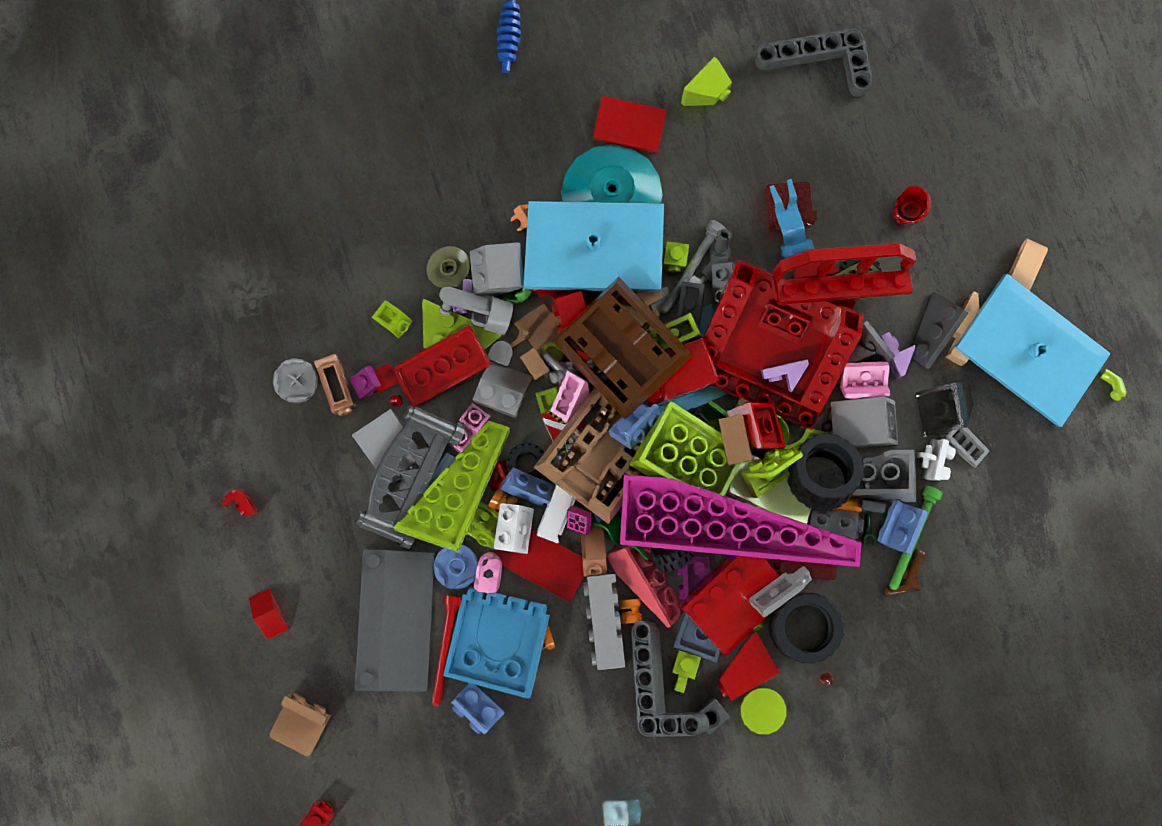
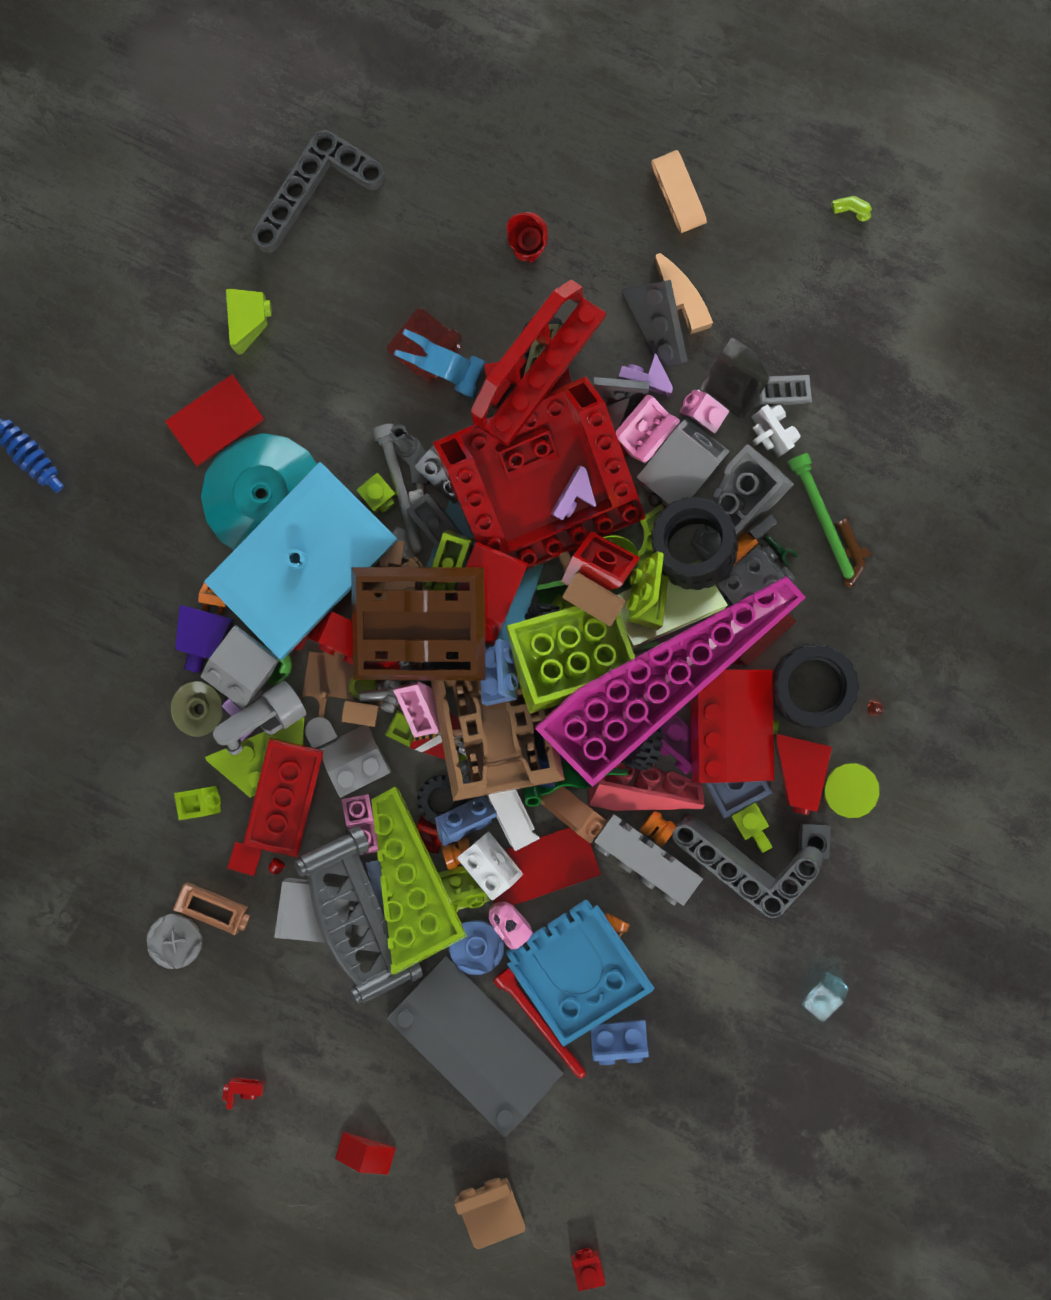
camera: 45 degrees left, 5 degrees up
(365, 382) = (235, 880): magenta bracket -> none
(494, 228) = (200, 635): none -> dark purple torso
(578, 520) = (536, 802): dark pink tile -> none
(780, 591) = (762, 681): light grey hinge -> none
(902, 526) = (804, 517): medium blue bracket -> none
(908, 407) = (704, 410): none -> bright pink bracket
(1032, 350) = (755, 252): medium azure piece -> none

